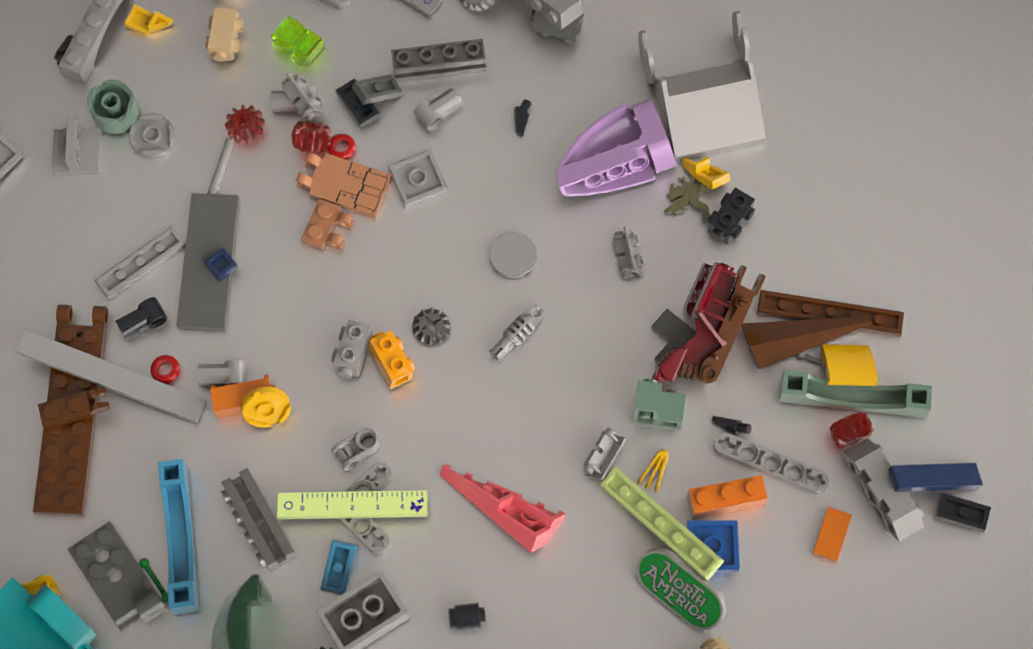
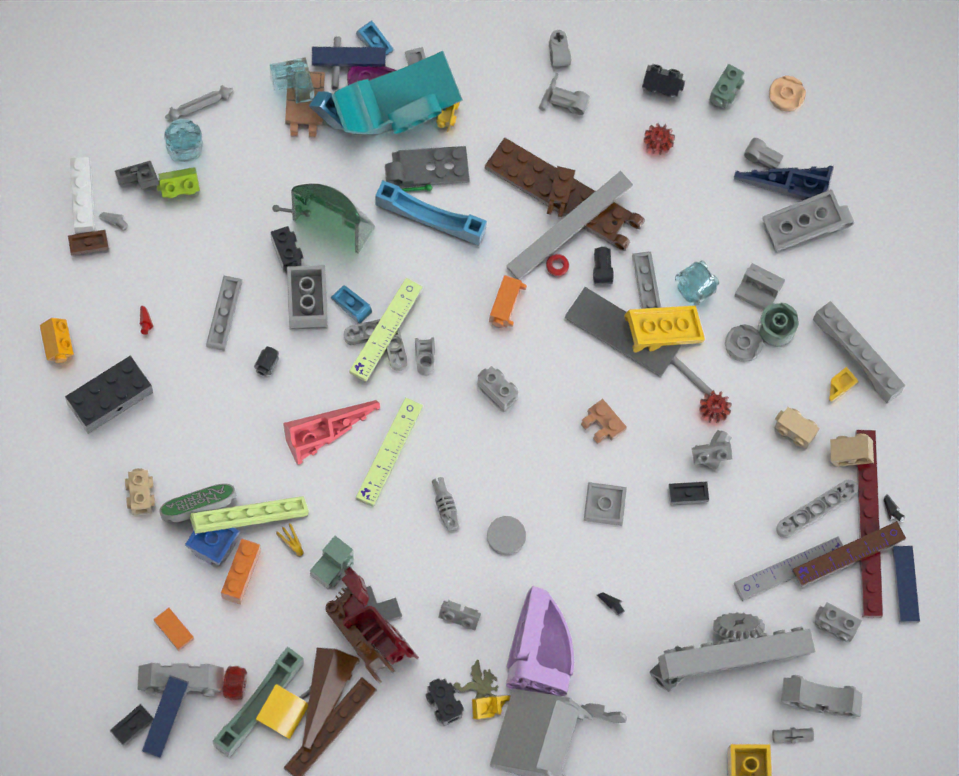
camera: 110 degrees right, 0 degrees up
(62, 49) = (849, 316): black bar -> none
(109, 208) = (696, 282): none -> clear light blue brick
(181, 214) = (664, 327): none -> yellow hinge
(221, 264) = (612, 336): dark blue tile -> none
(222, 374) = (529, 299): light grey piece -> none
(259, 520) = (417, 268): flat silver brick -> none
(265, 406) = (487, 309): yellow tile -> none
(298, 42) = (763, 476): clear neon green brick -> none
(311, 137) = (676, 443): clear red gear -> none
(342, 138) = (660, 472): red piece -> none
(345, 183) = (629, 452): nougat tile -> none
(377, 89) = (689, 509): dark grey plate -> none
(390, 359) = (475, 408): light orange brick -> none
(428, 336) = (479, 457): dark grey gear -> none
(433, 112) = (650, 540): light grey piece -> none
(438, 60) = (689, 566): flat silver brick -> none
(492, 424) = (389, 451): none -> yellowish green tile
(599, 463) = (325, 516): light grey hinge -> none
(732, 425) = (289, 610): black bar -> none
(778, 473) = (254, 611): light grey beam -> none

